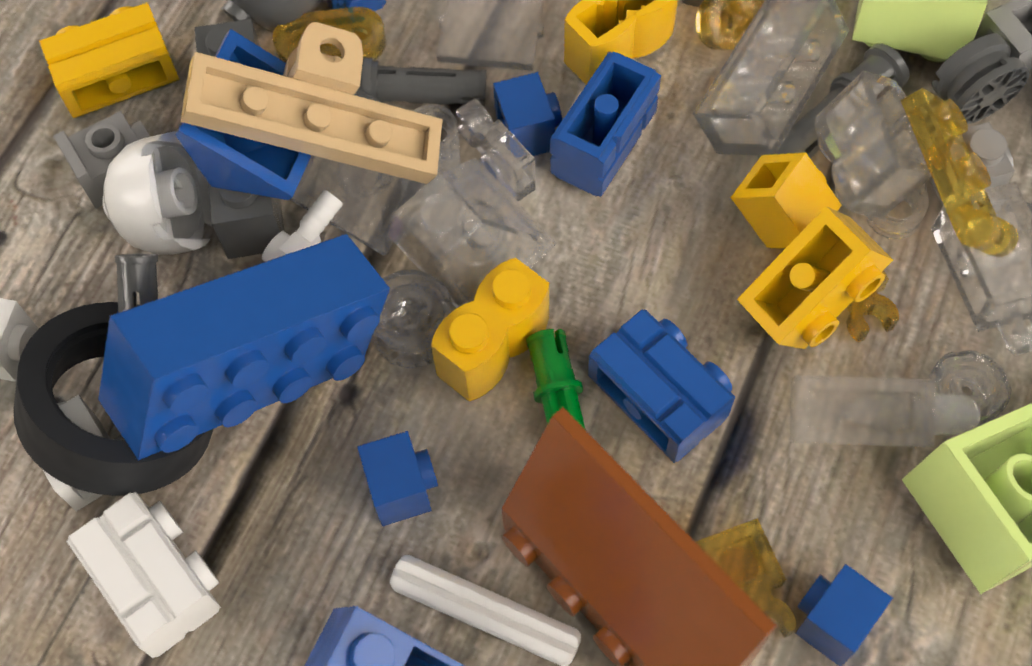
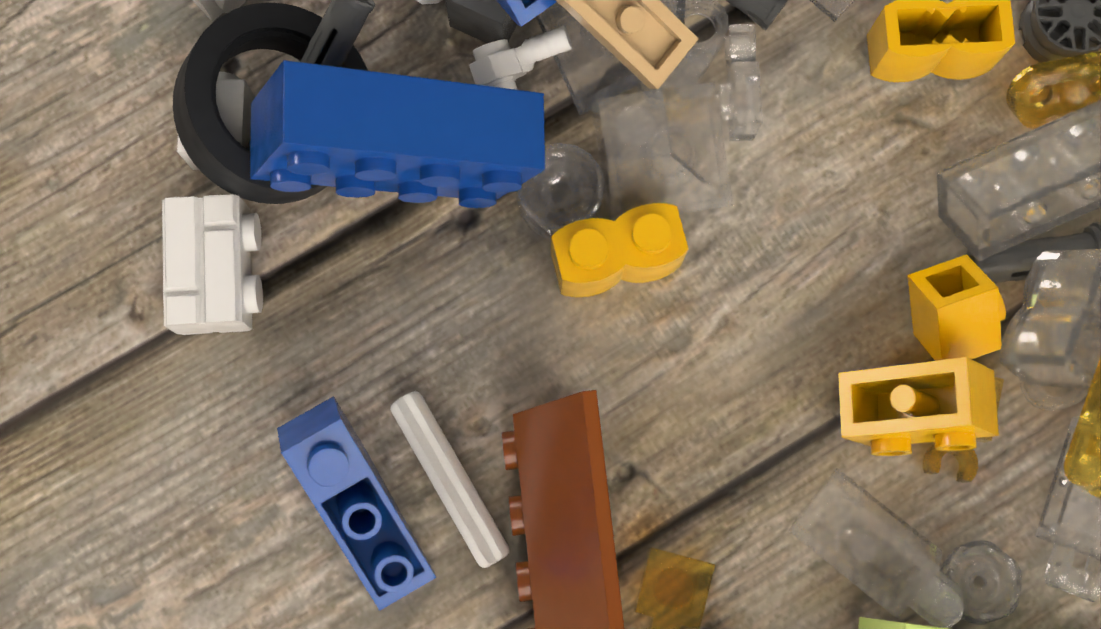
camera: 30 degrees right, 15 degrees up
(397, 477) = (453, 324): blue plate -> none
(527, 111) = (793, 68): blue plate -> none
(554, 374) = (635, 342): green axle -> none
(604, 123) = (852, 127): blue brick -> none
(661, 383) = (725, 396): blue brick -> none

